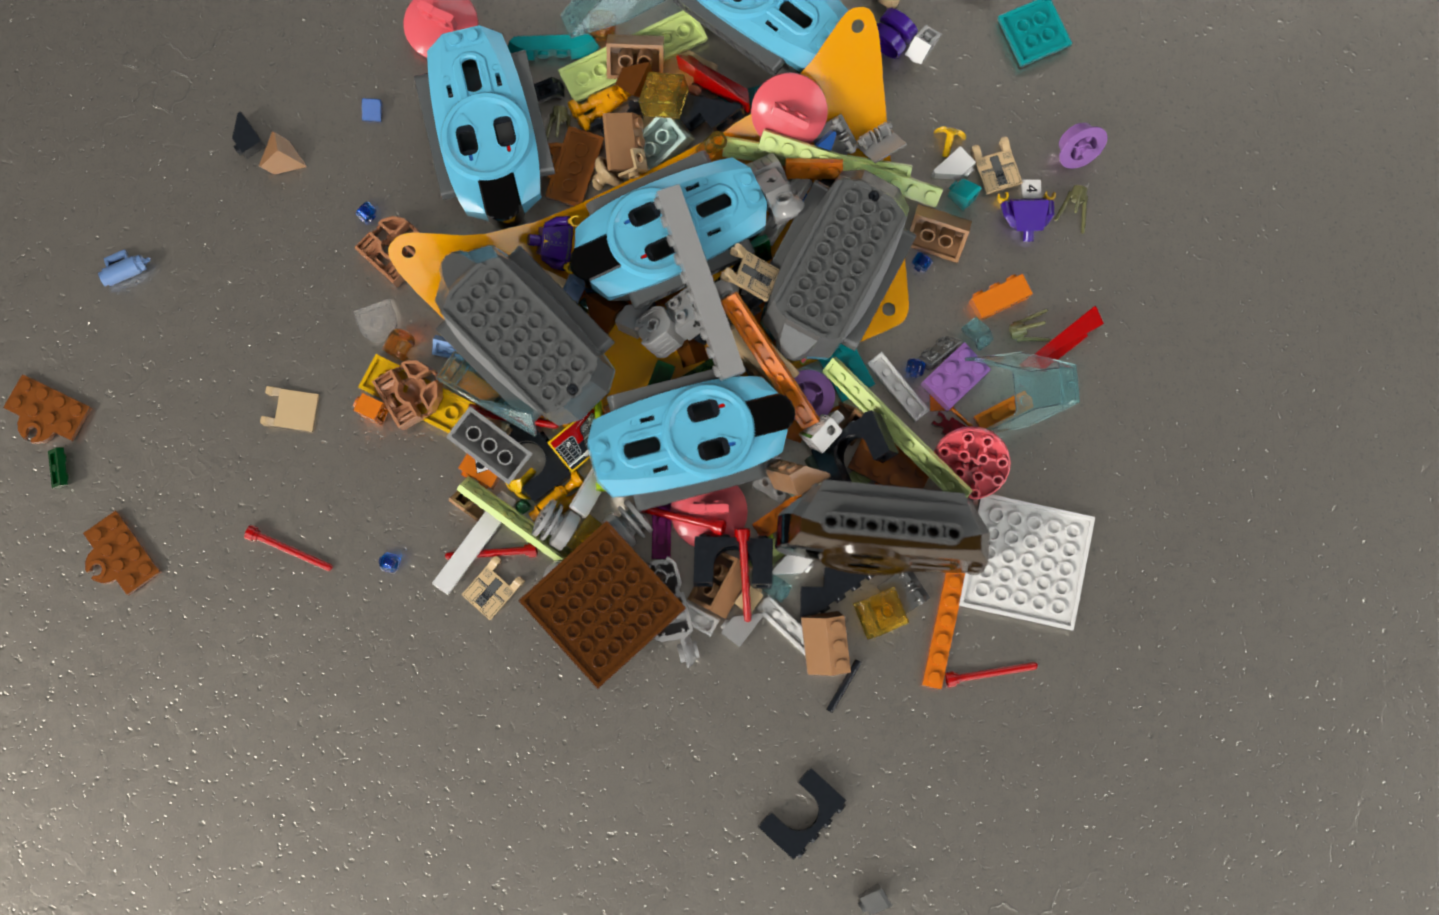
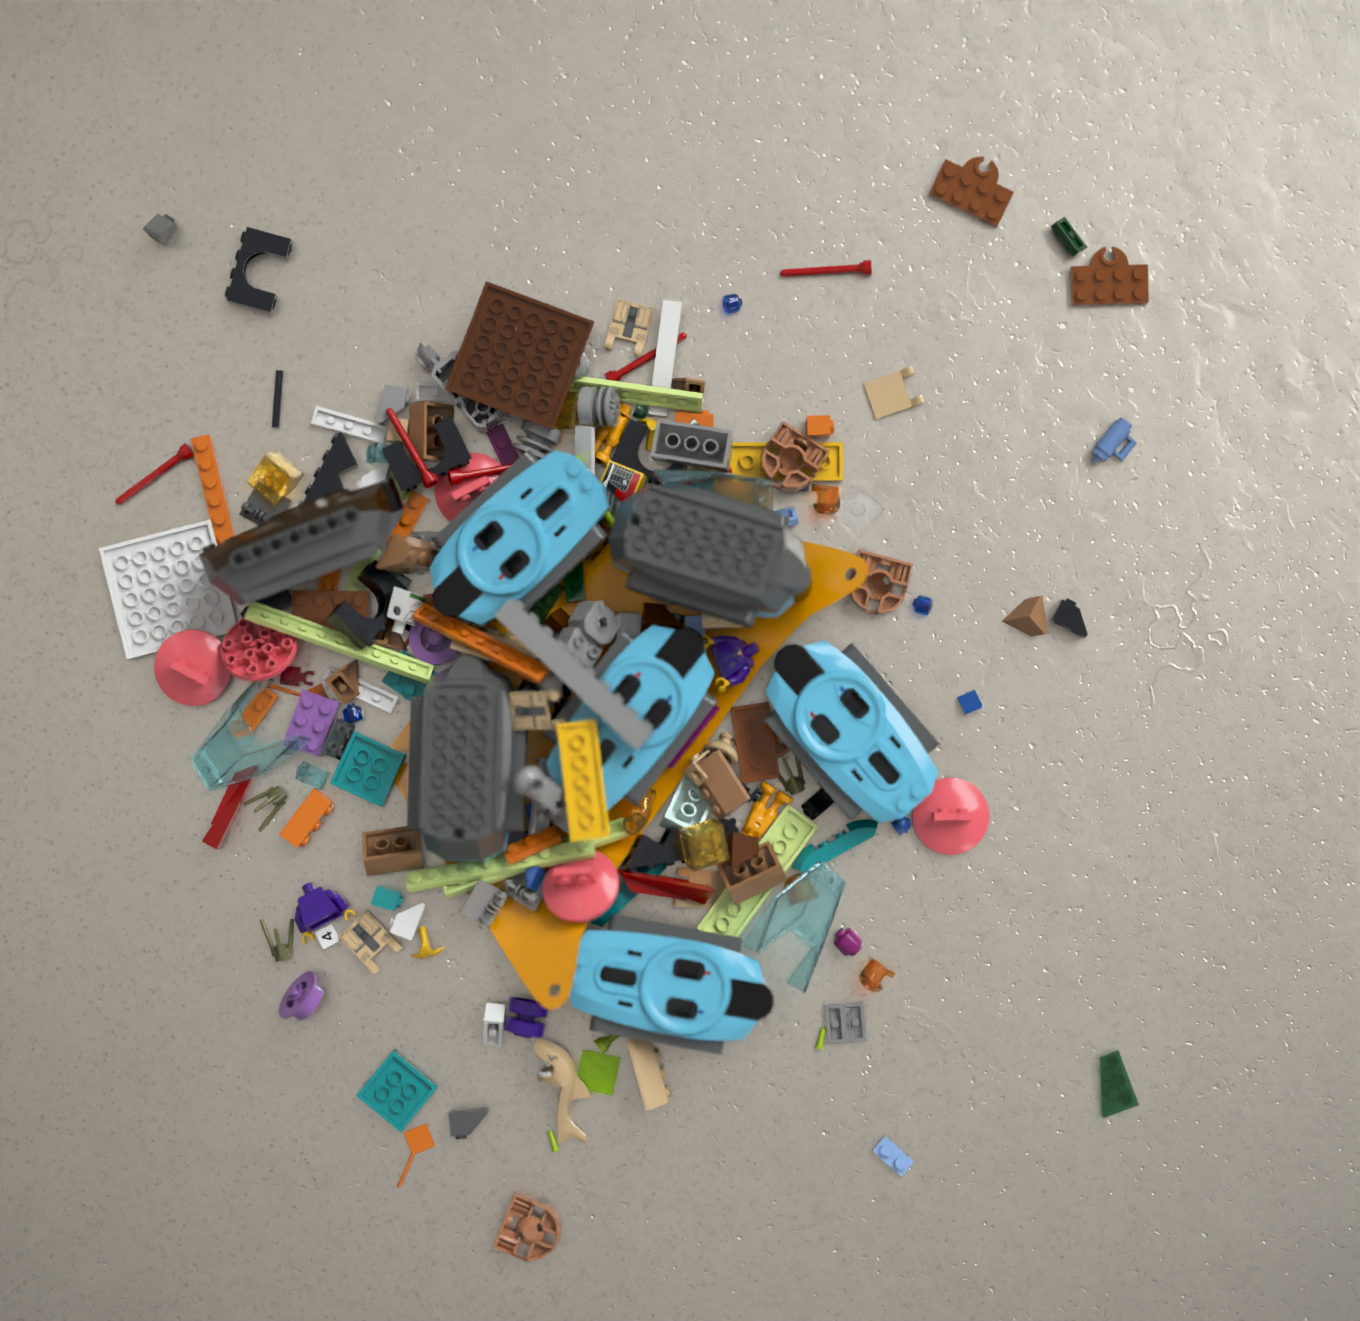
camera: 155 degrees right, 5 degrees up
(739, 187) = (583, 780): none -> yellow plate
(762, 247) = (542, 746): dark green plate -> none
(826, 644) = (310, 424): medium nougat slope -> none
(909, 397) = (345, 682): none -> medium nougat slope
(922, 262) = (394, 816): clear blue piece -> none
(925, 313) = (368, 769): none -> teal plate
(1040, 479) = (191, 667): none -> coral bracket

